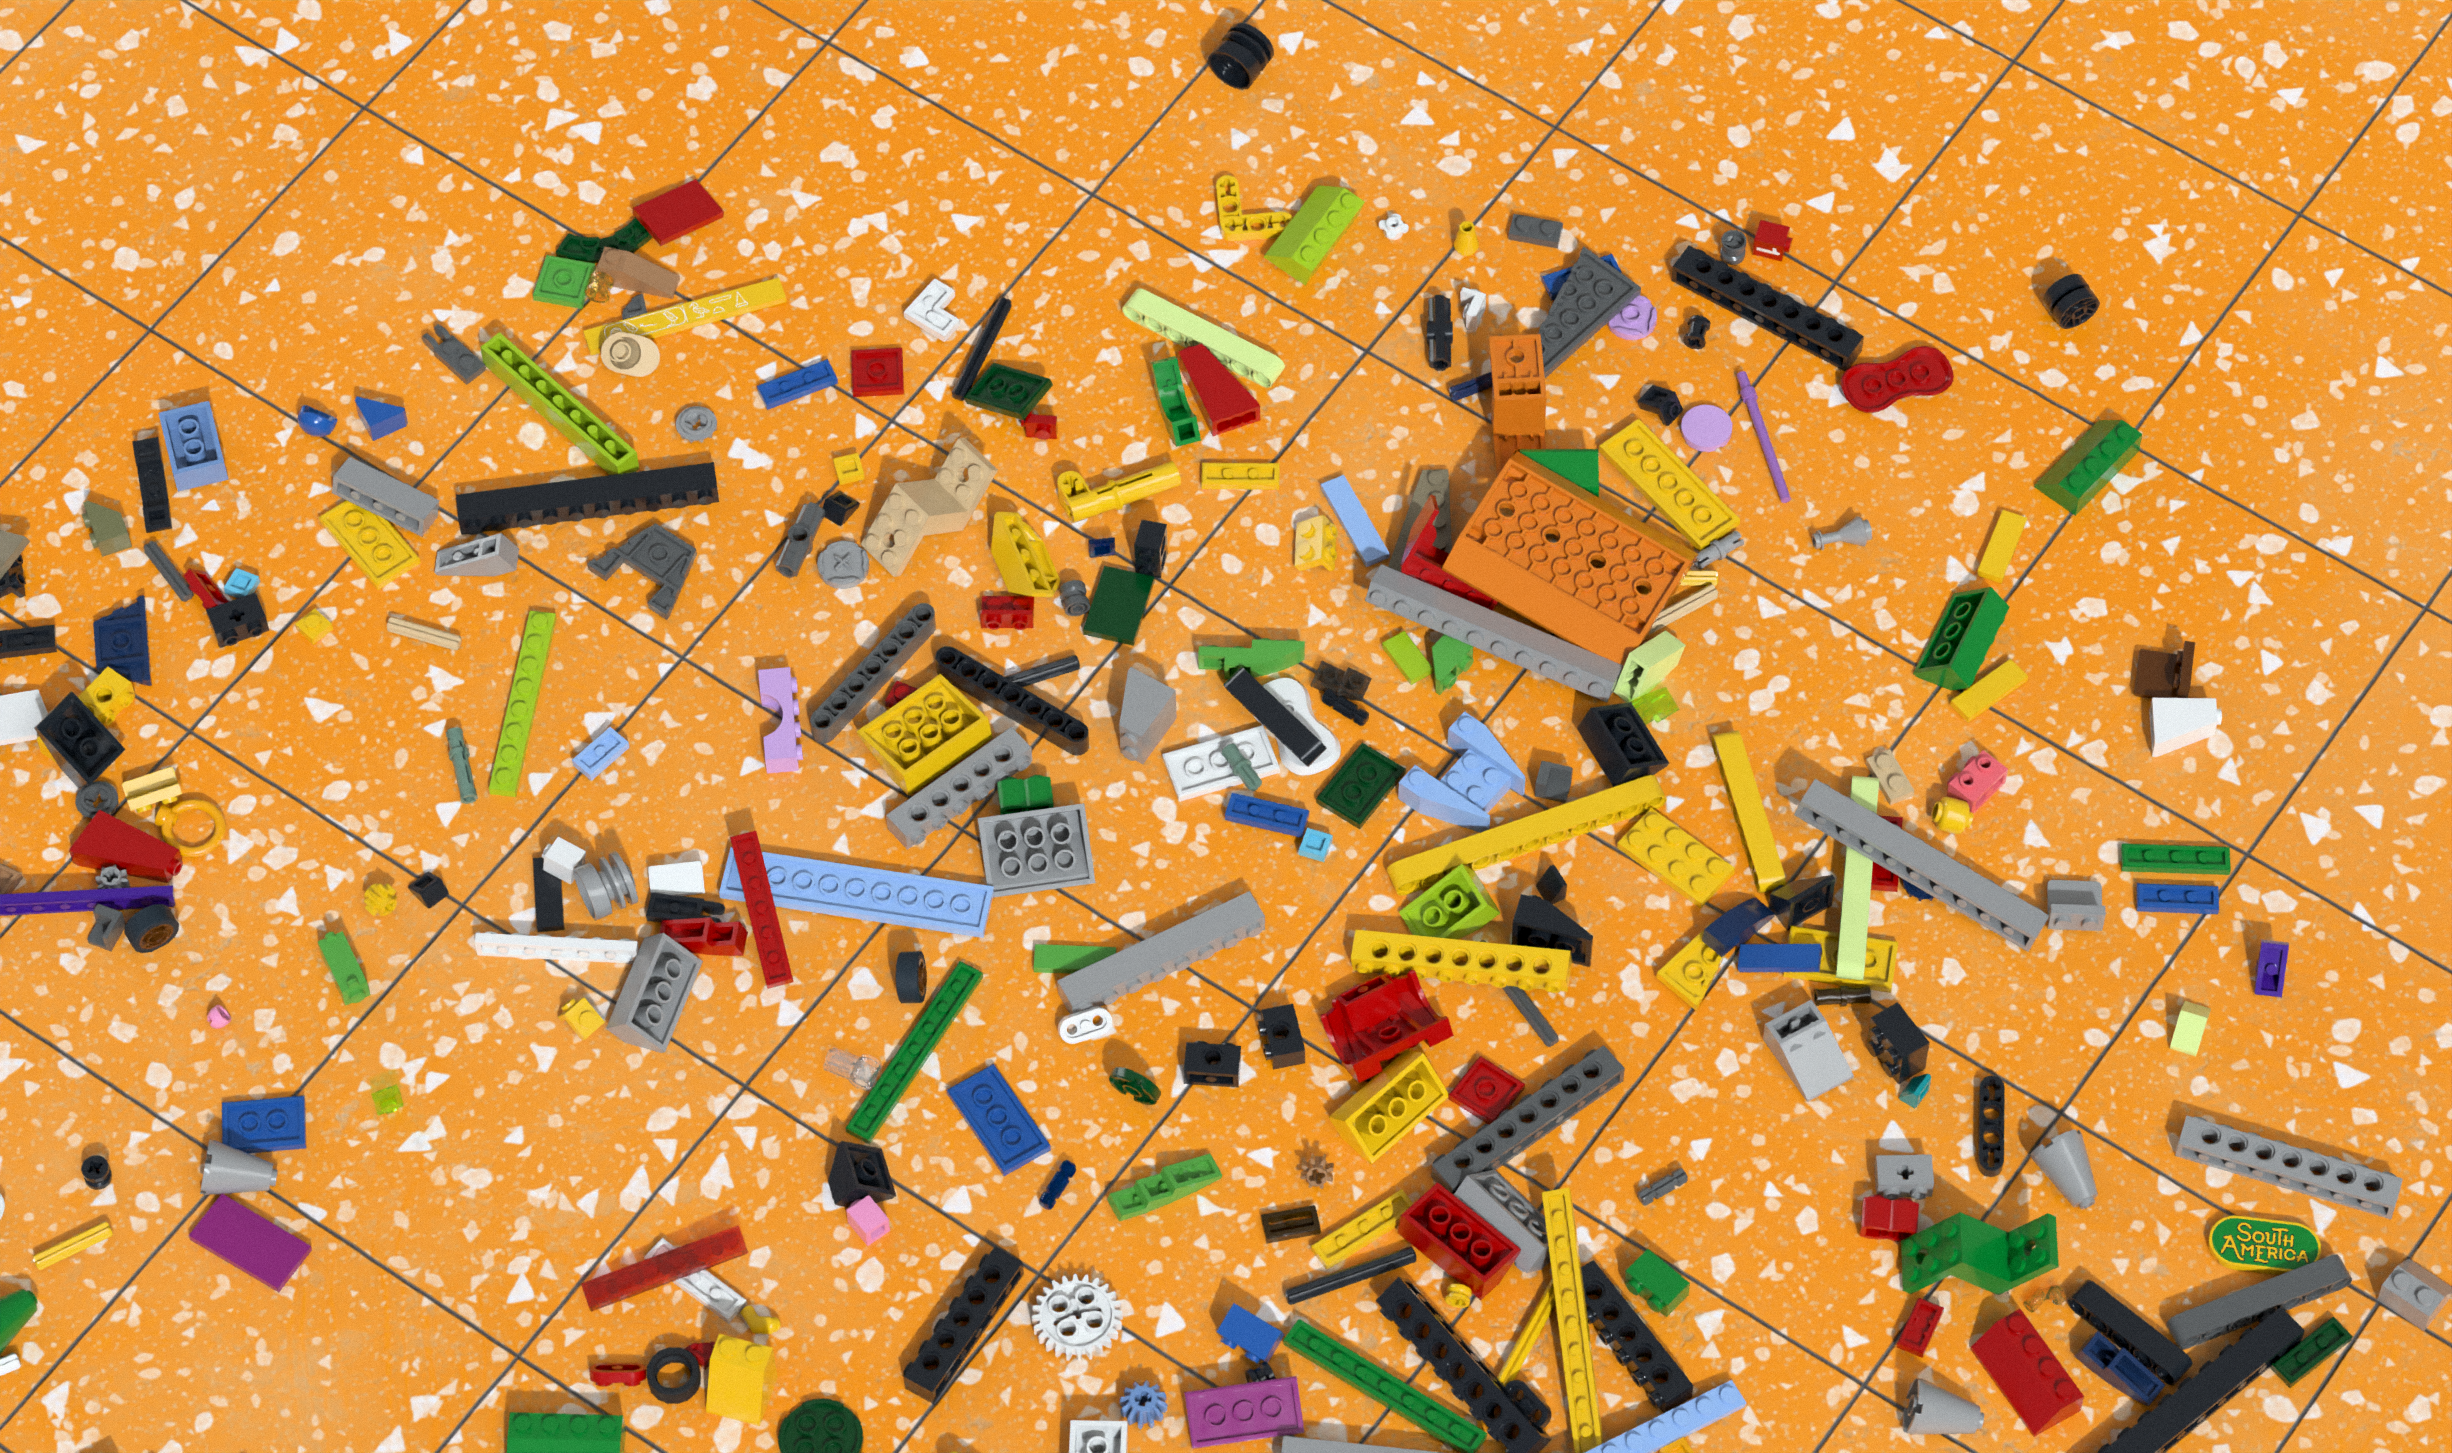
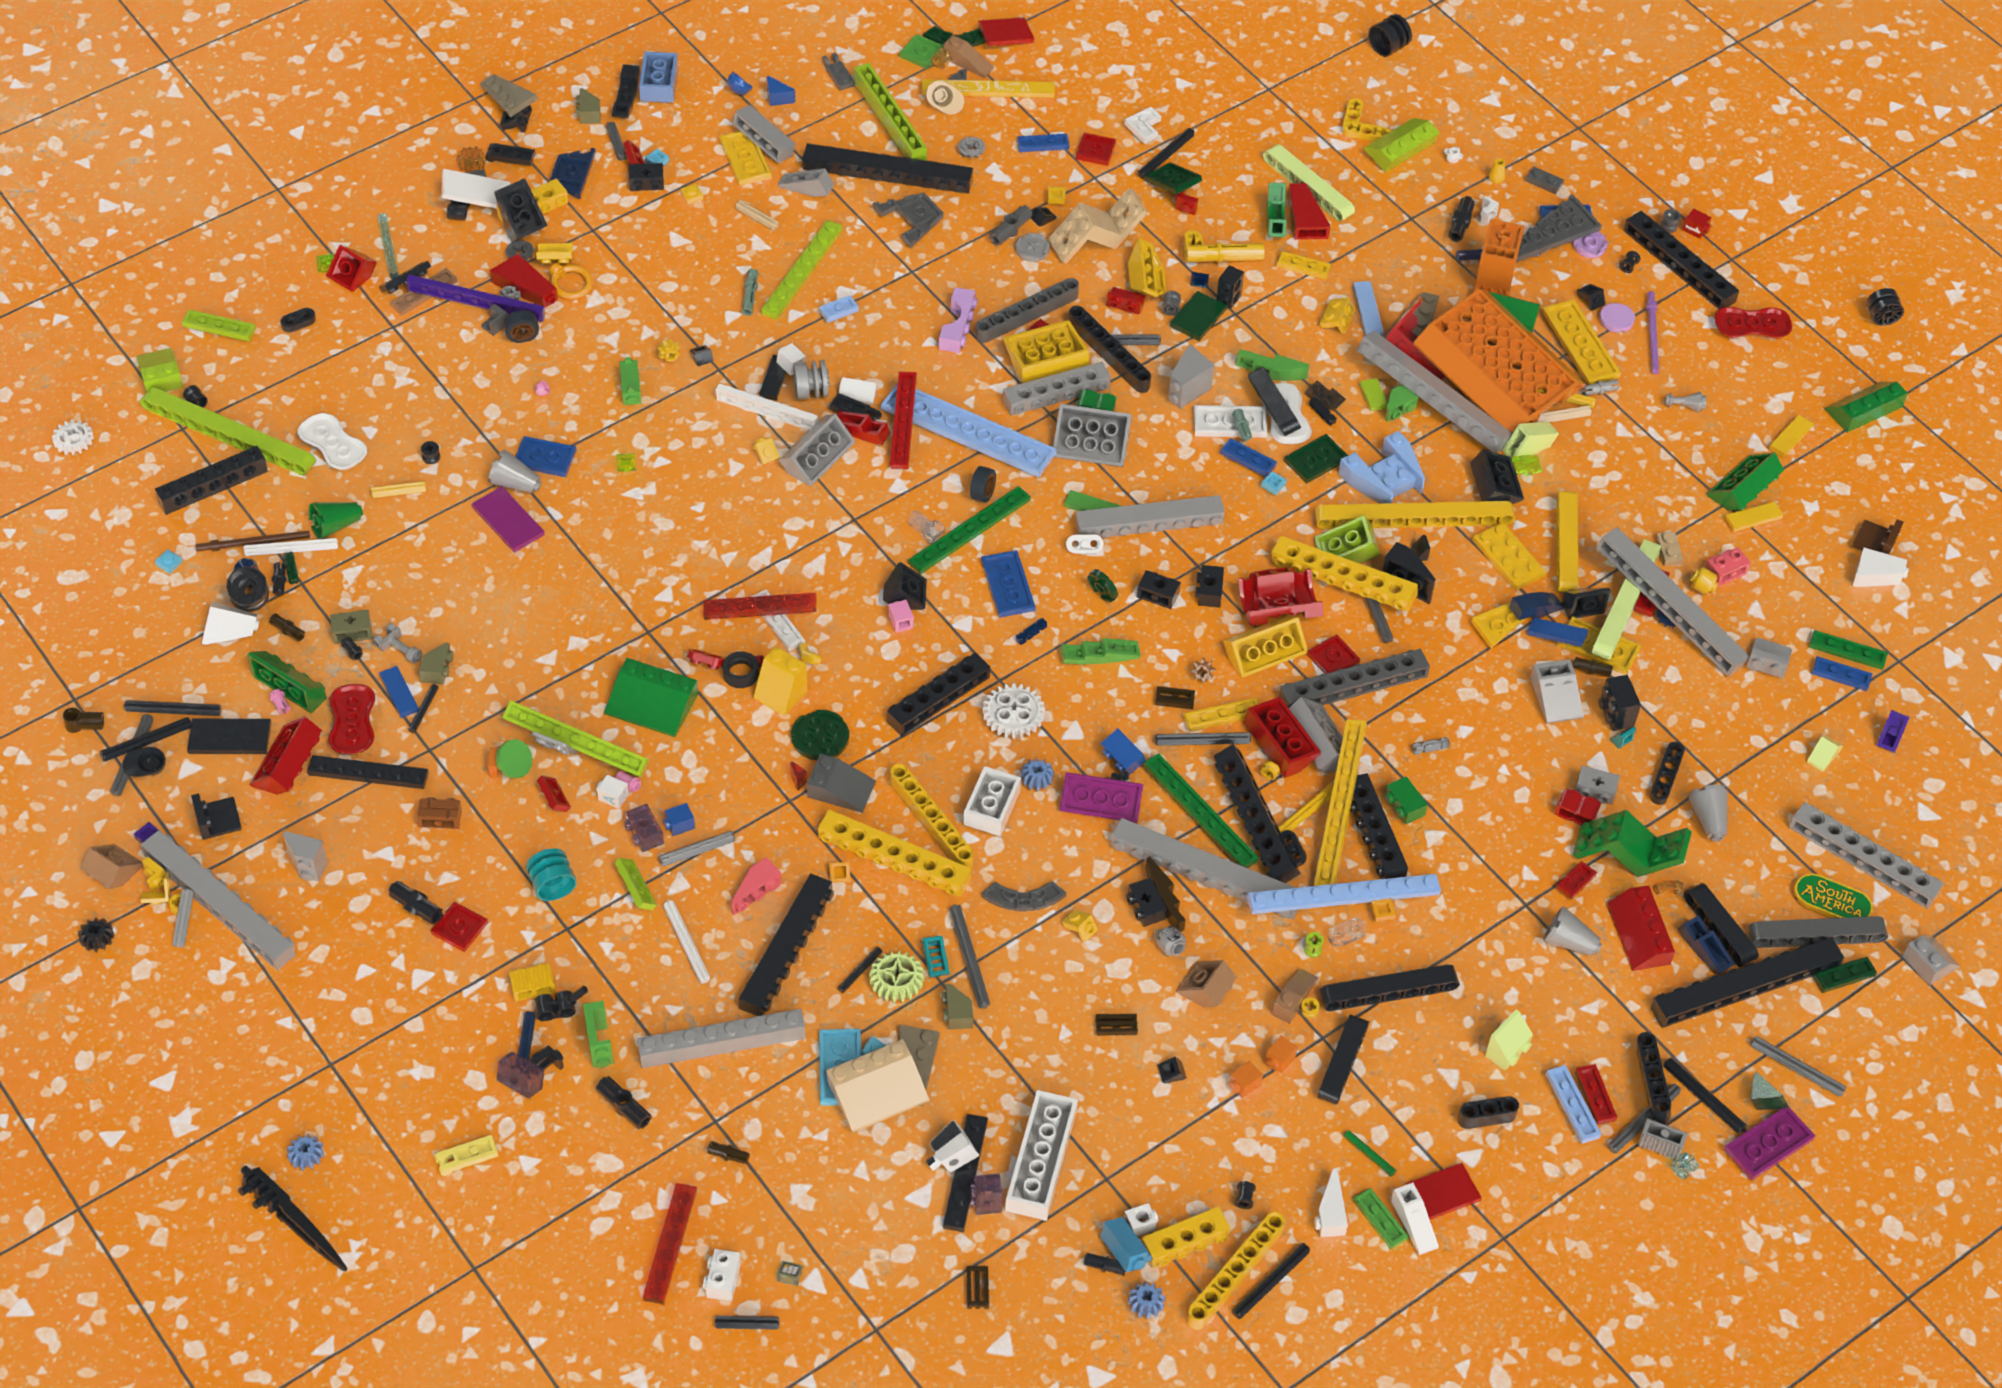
camera: 15 degrees right, 5 degrees down
(1553, 781) = (1443, 488): dark grey panel -> none

